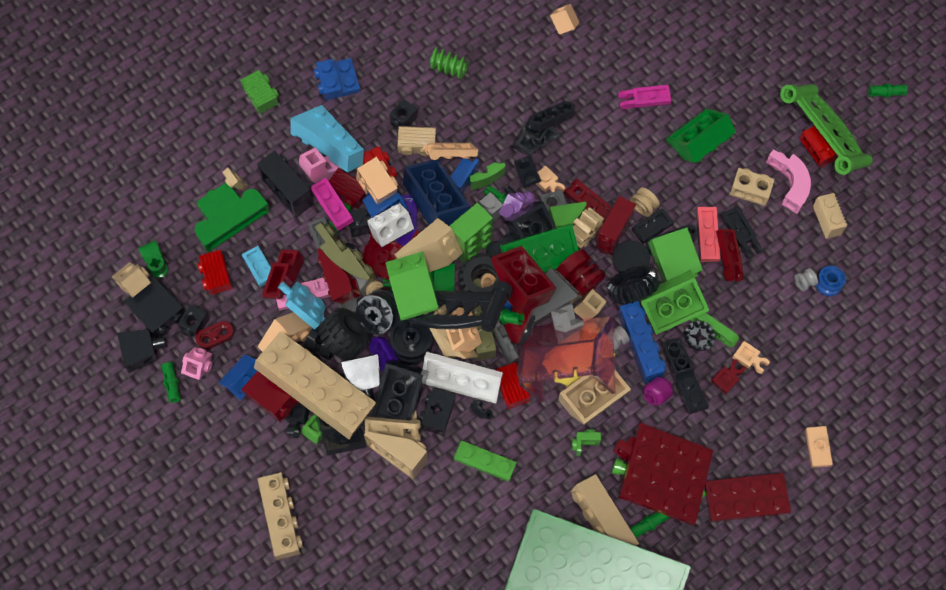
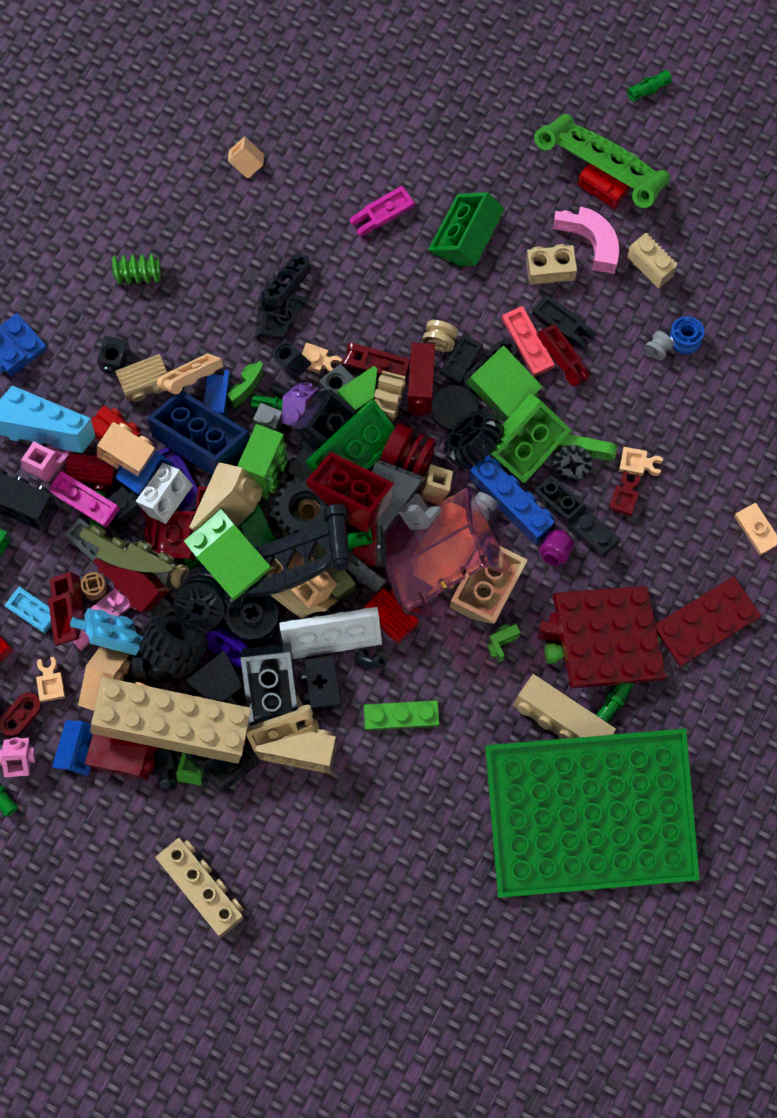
camera: 25 degrees left, 5 degrees up
(246, 323) = (51, 683): none -> light nougat plate
(310, 273) = (95, 591): none -> medium nougat wheel

